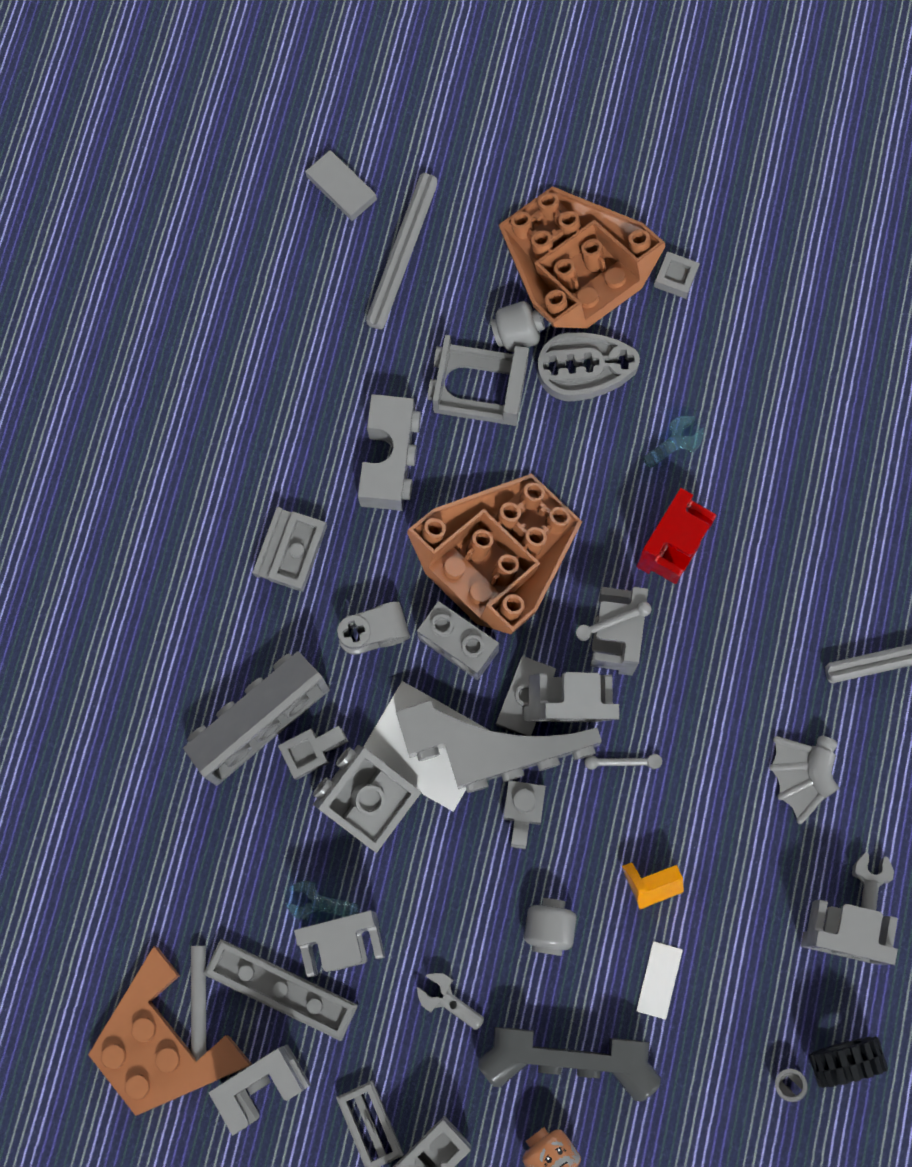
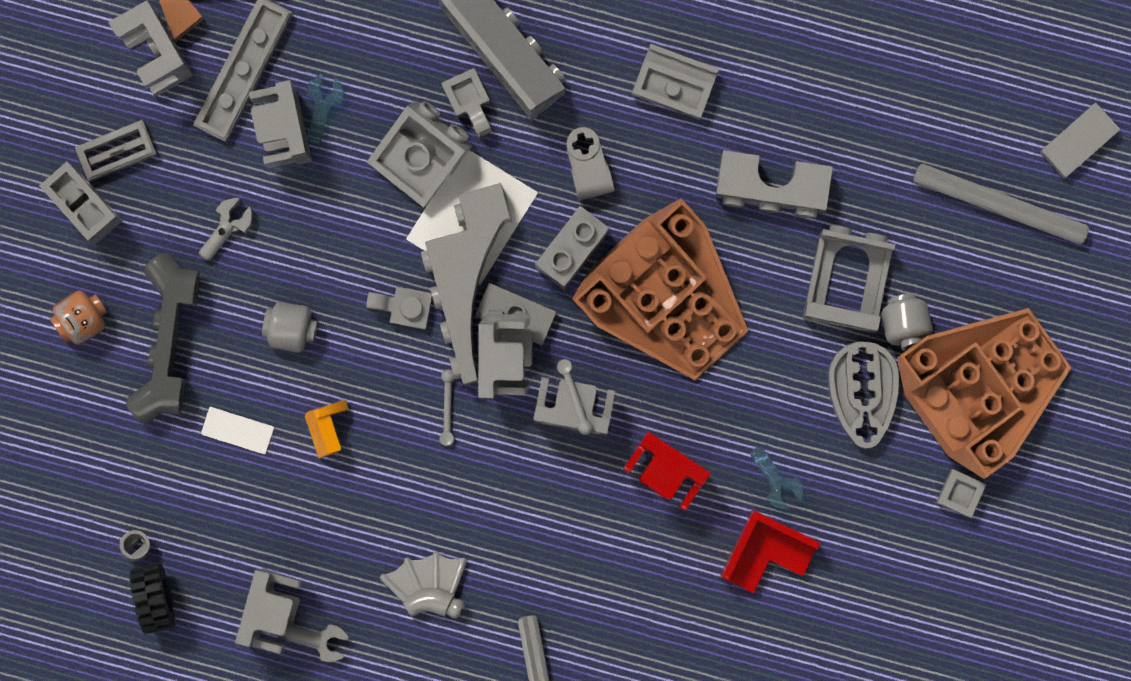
camera: 90 degrees right, 10 degrees up
(735, 453) = (763, 541): none -> red panel

